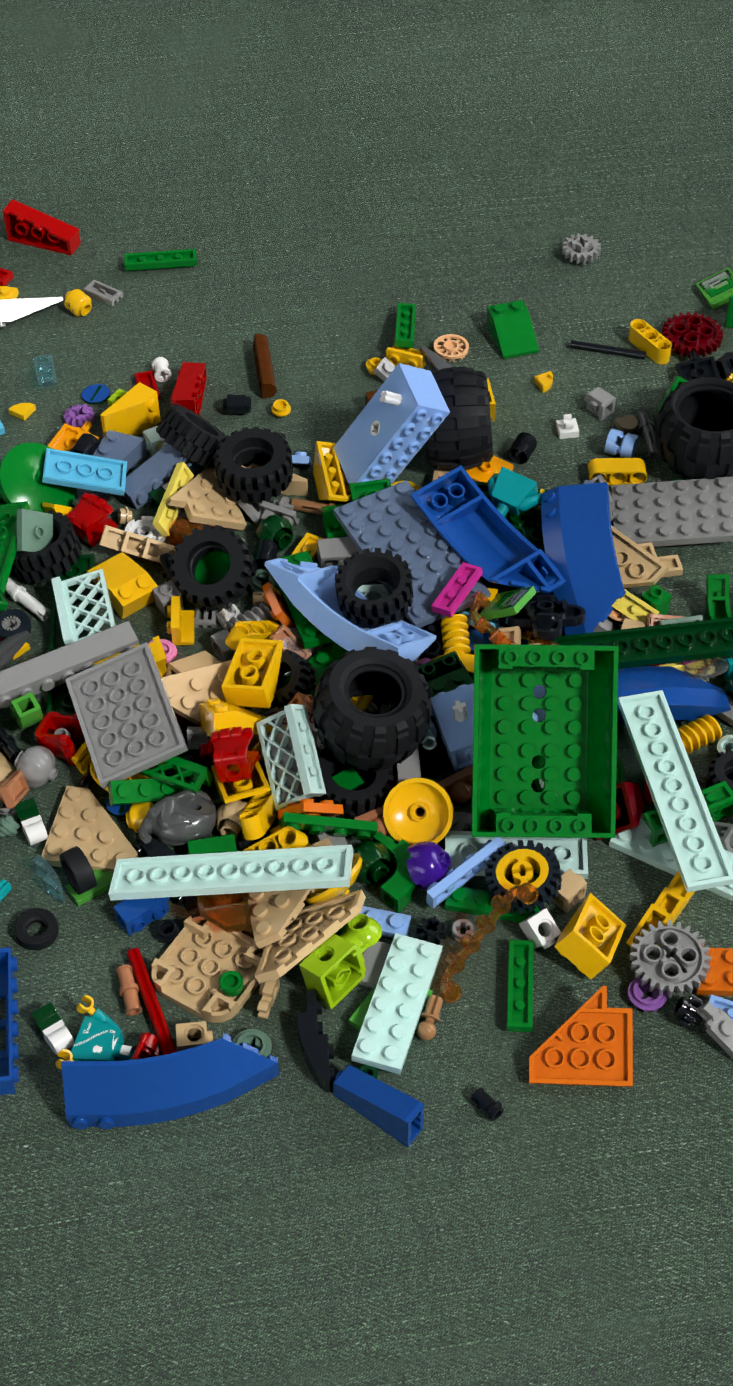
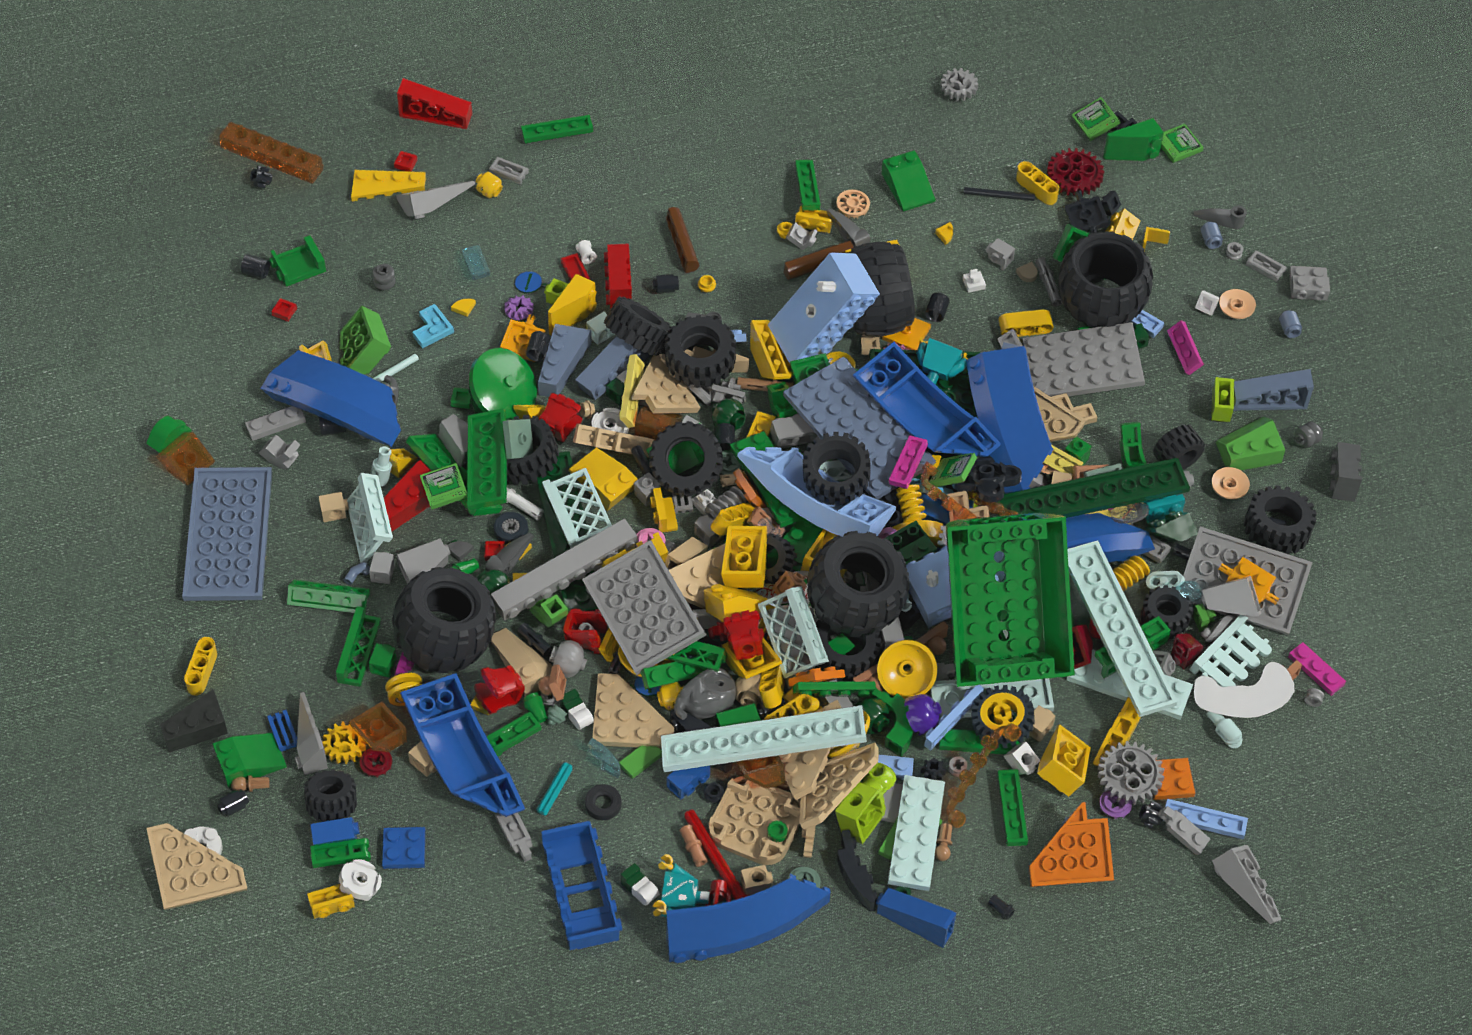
camera: 10 degrees left, 5 degrees up
(78, 870) = (630, 749): black tyre -> none
(84, 471) = (547, 372): medium azure tile -> none
(628, 444) = (1032, 297): light blue wheel -> none

